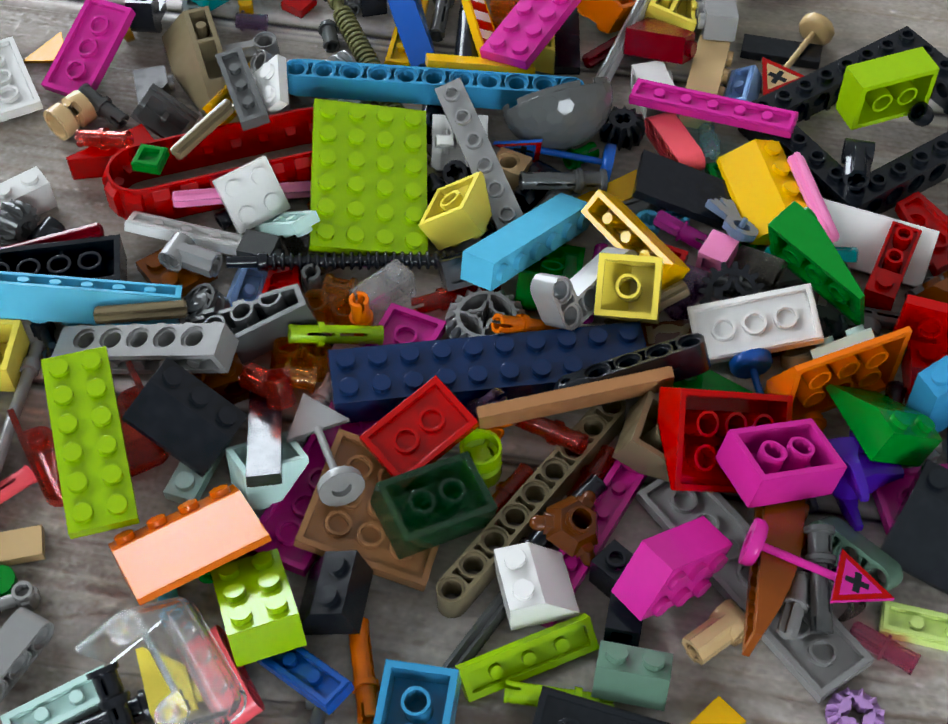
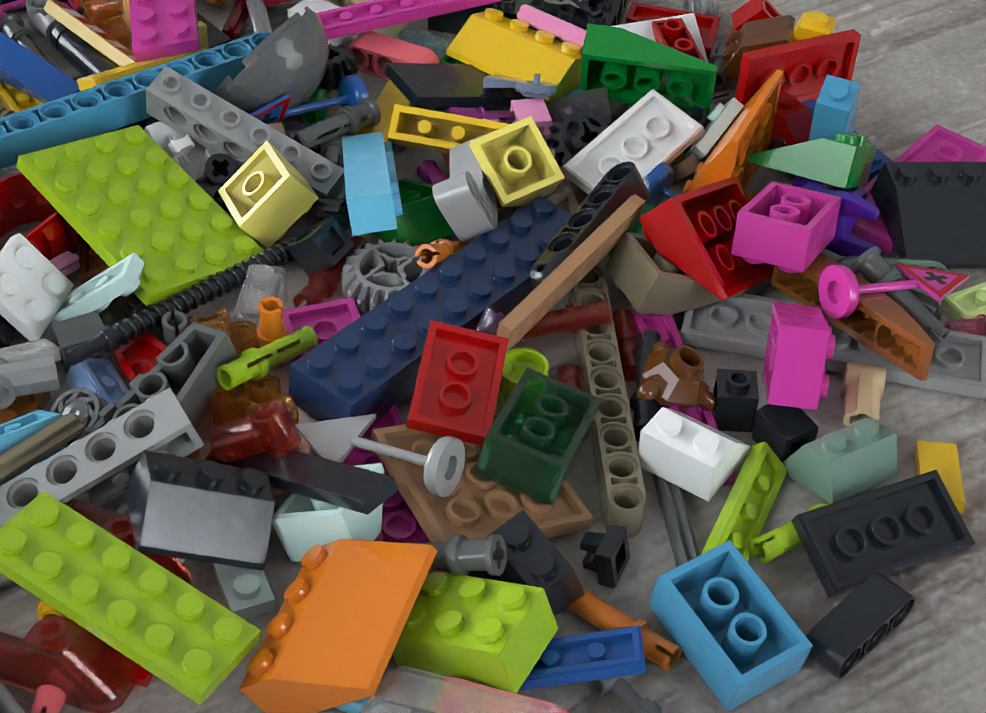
camera: 45 degrees left, 10 degrees down
(289, 551) = (466, 555): none -> dark grey pin
(407, 618) = (606, 554): none -> black tile

